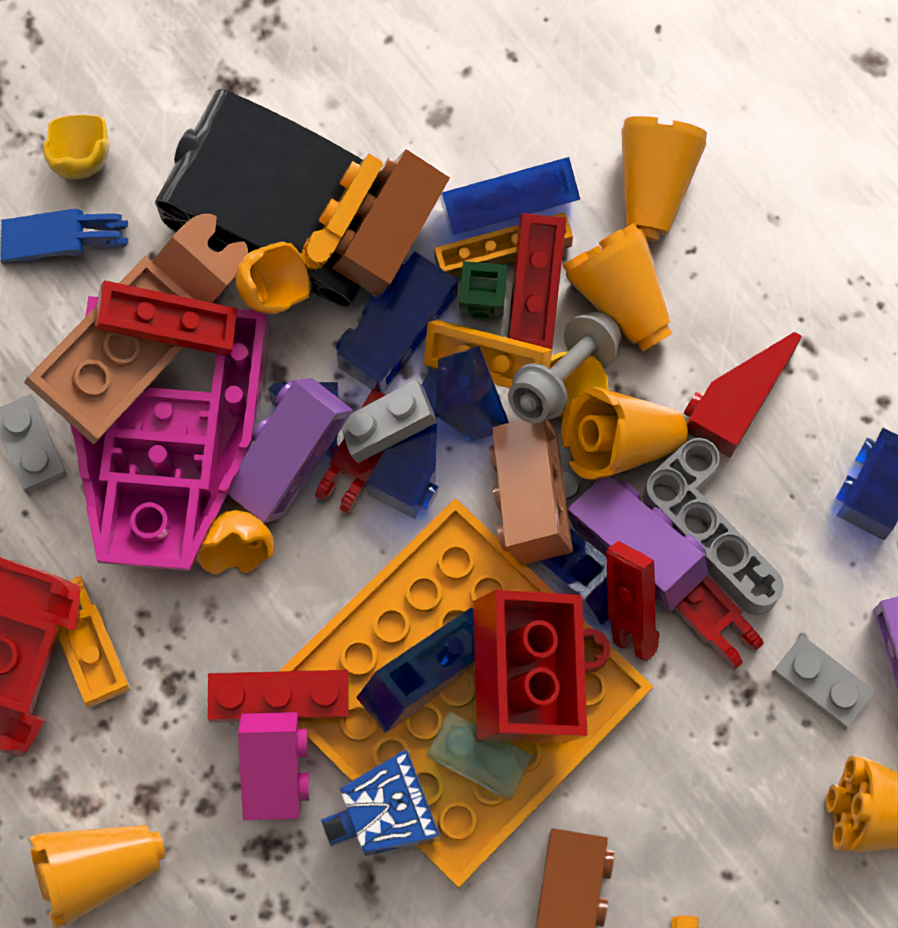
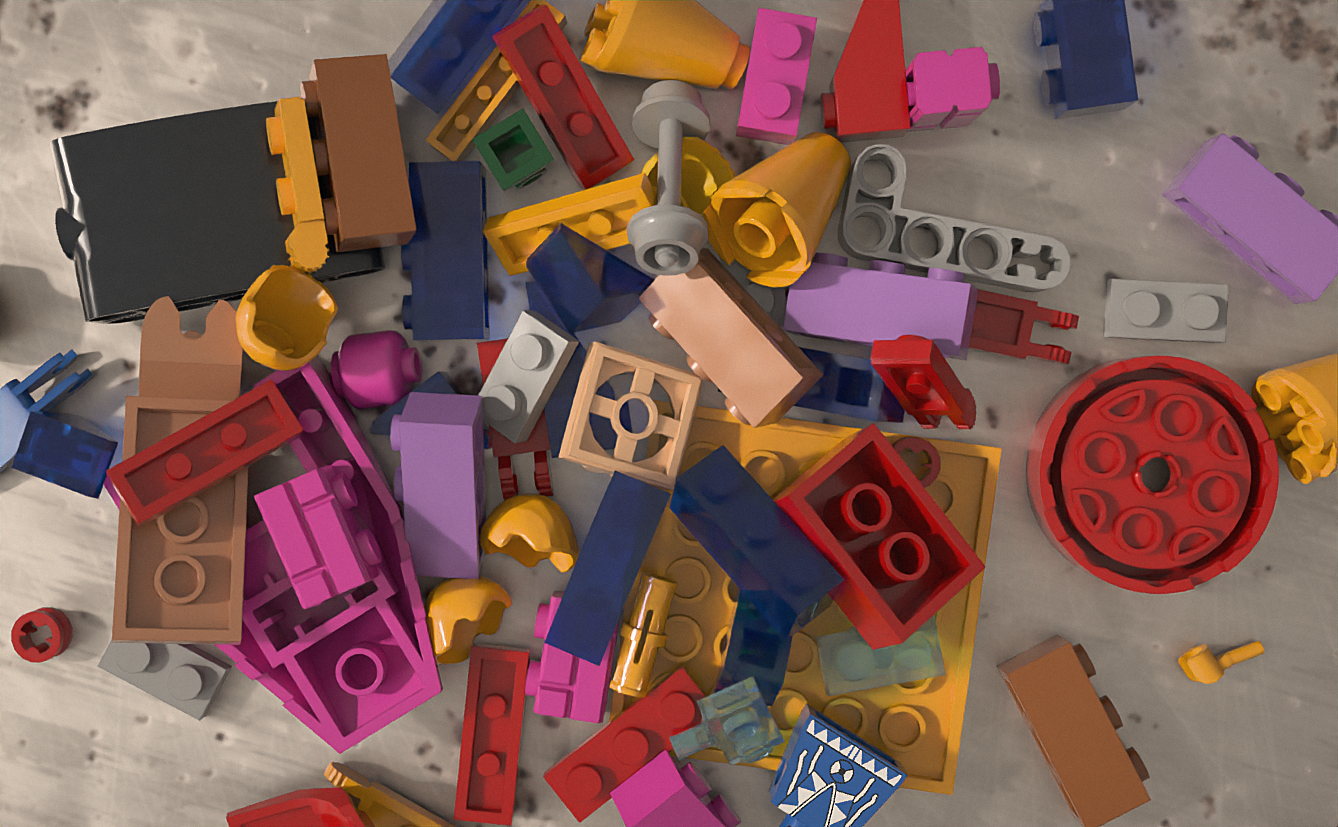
camera: 40 degrees left, 15 degrees up
(78, 266) = (65, 452): none -> clear blue slope
(192, 416) = (319, 535): none -> dark pink brick
(195, 631) = (492, 734): none -> red plate
(285, 619) = (564, 682): none -> dark pink brick
(299, 355) = (375, 369): none -> dark pink head
(316, 522) = (530, 531): none -> light orange hair
(339, 631) = (632, 673): none -> light orange pin
(351, 568) = (607, 567): none -> clear blue slope
(355, 721) = (735, 722): none -> clear light blue plate
(453, 615) = (755, 542): none -> clear blue brick
(461, 476) = (683, 393): none -> light nougat piece
(675, 360) = (776, 76): none -> dark pink brick
(730, 820) = (1090, 483): none -> red brick
(775, 438) = (950, 88): none -> dark pink brick

